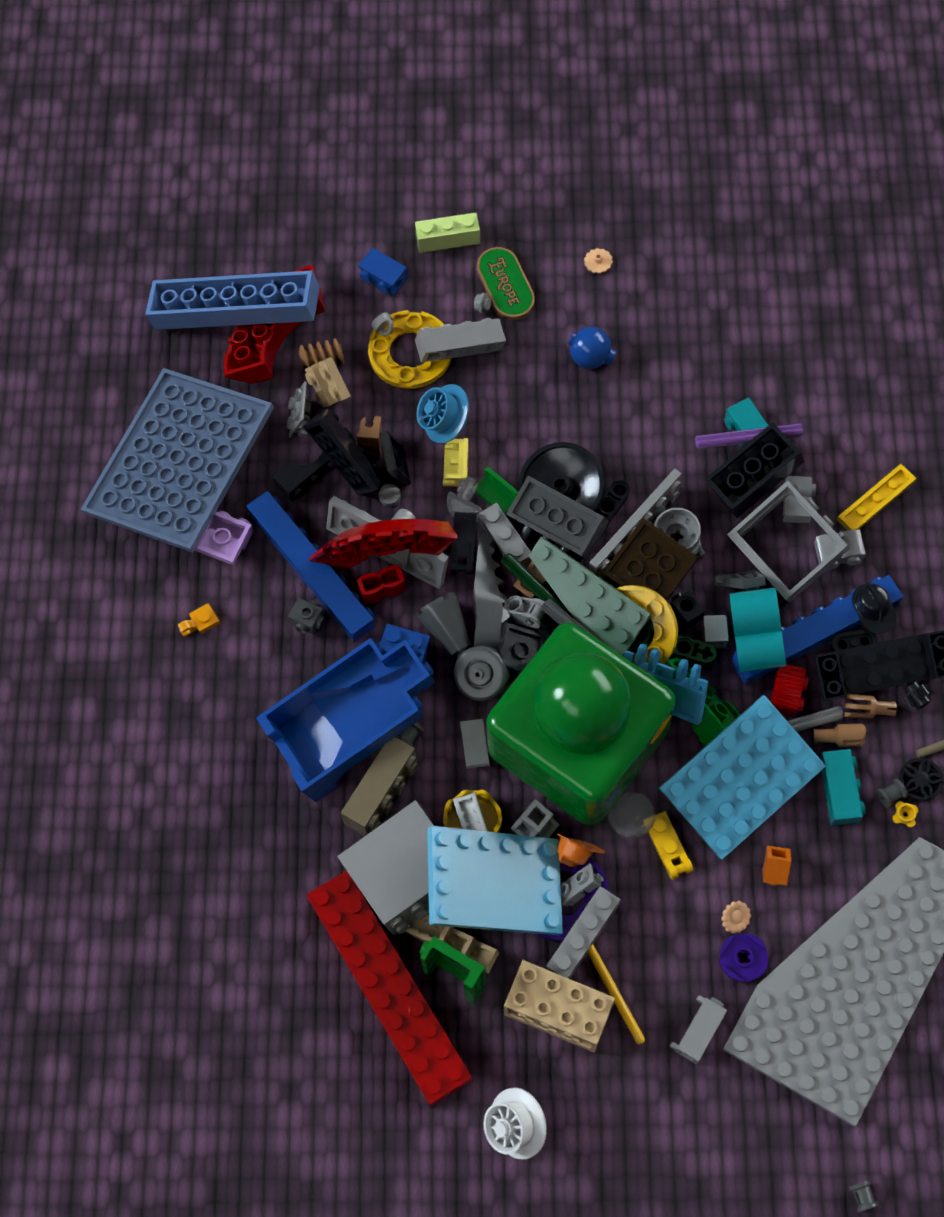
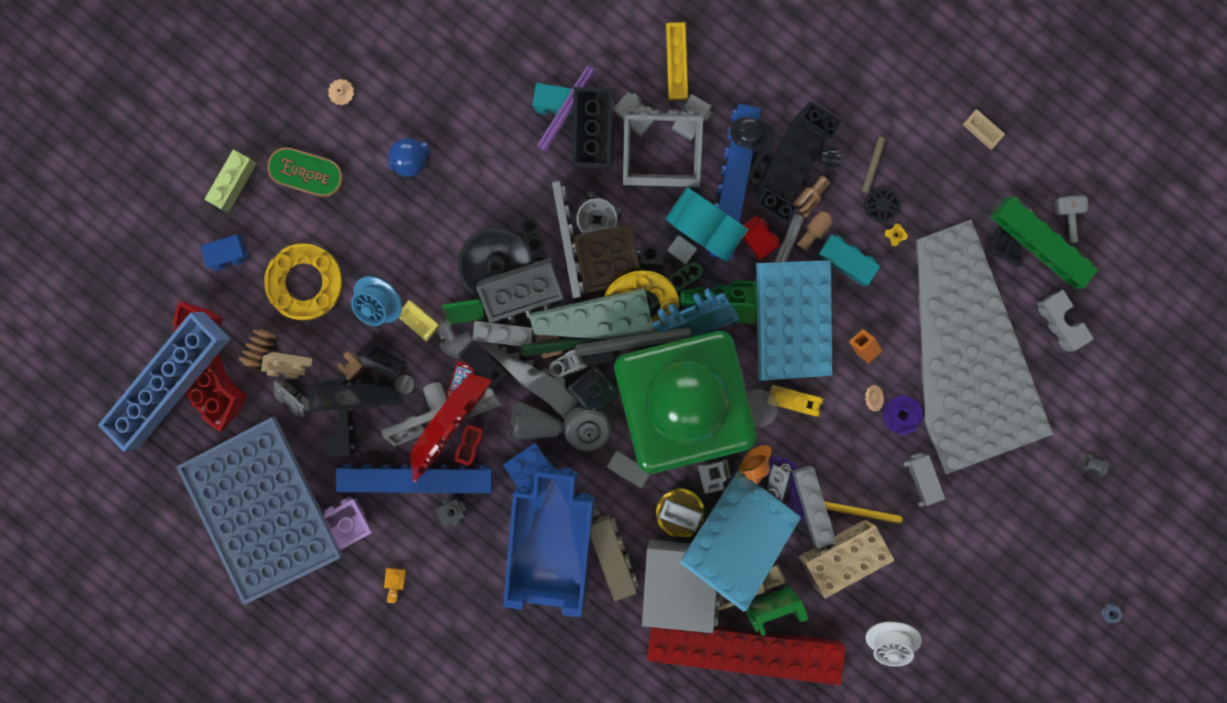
camera: 55 degrees left, 20 degrees up
(382, 322) = (267, 287): light grey tile -> none
(460, 340) = (327, 243): light grey brick -> none
(482, 303) = (308, 202): light grey plate -> none
(746, 580) = (662, 202): dark grey wing -> none
(892, 793) = (877, 231): dark grey bush -> none

